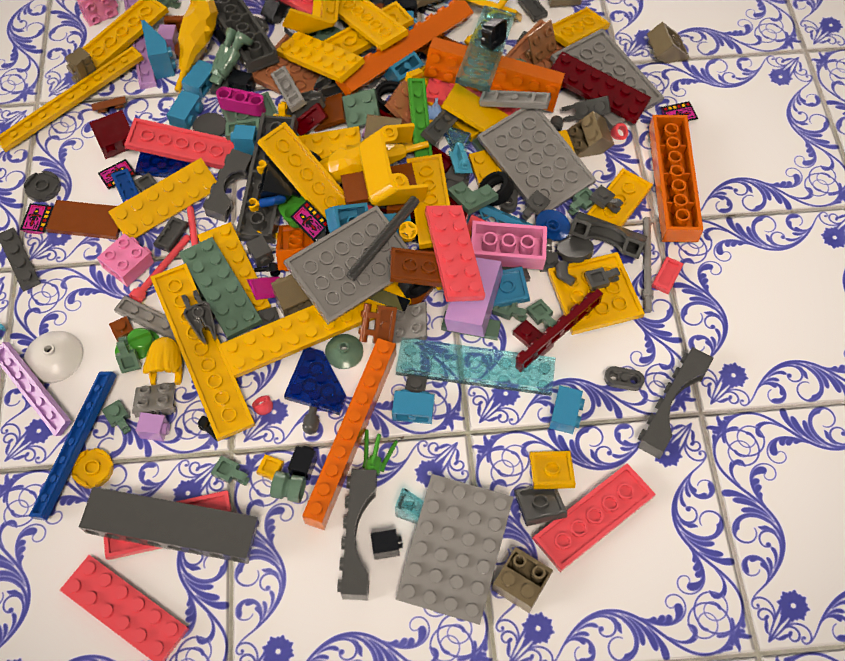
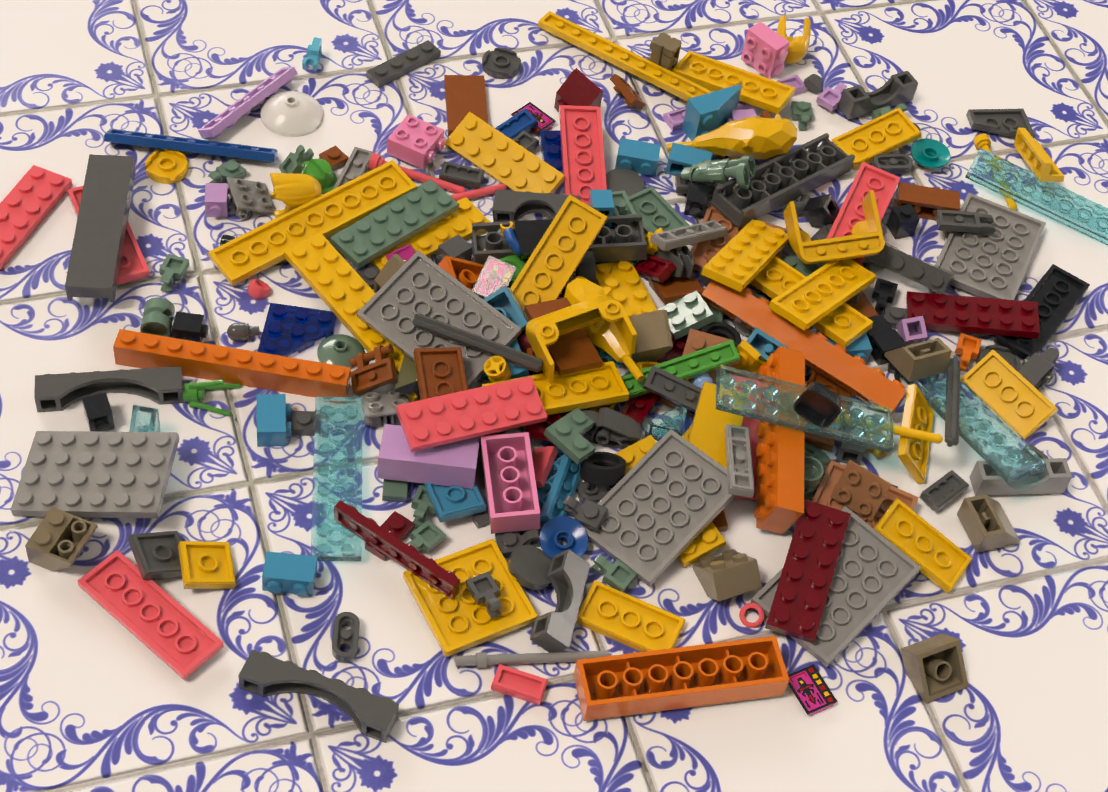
camera: 70 degrees right, 10 degrees down
(36, 218) = (457, 66): piece -> none
(199, 314) = (342, 204): dark grey hinge -> none
(240, 101) = (659, 198): dark pink beam -> none
(269, 466) = (184, 303): yellow tile -> none
(460, 159) = (629, 419): medium azure hinge -> none
(557, 122) = (737, 534): dark grey cylinder -> none
(562, 273) = (492, 547): dark grey arm -> none
(599, 105) = (769, 562): dark grey hinge -> none
(604, 197) = (619, 593): dark grey plate -> none

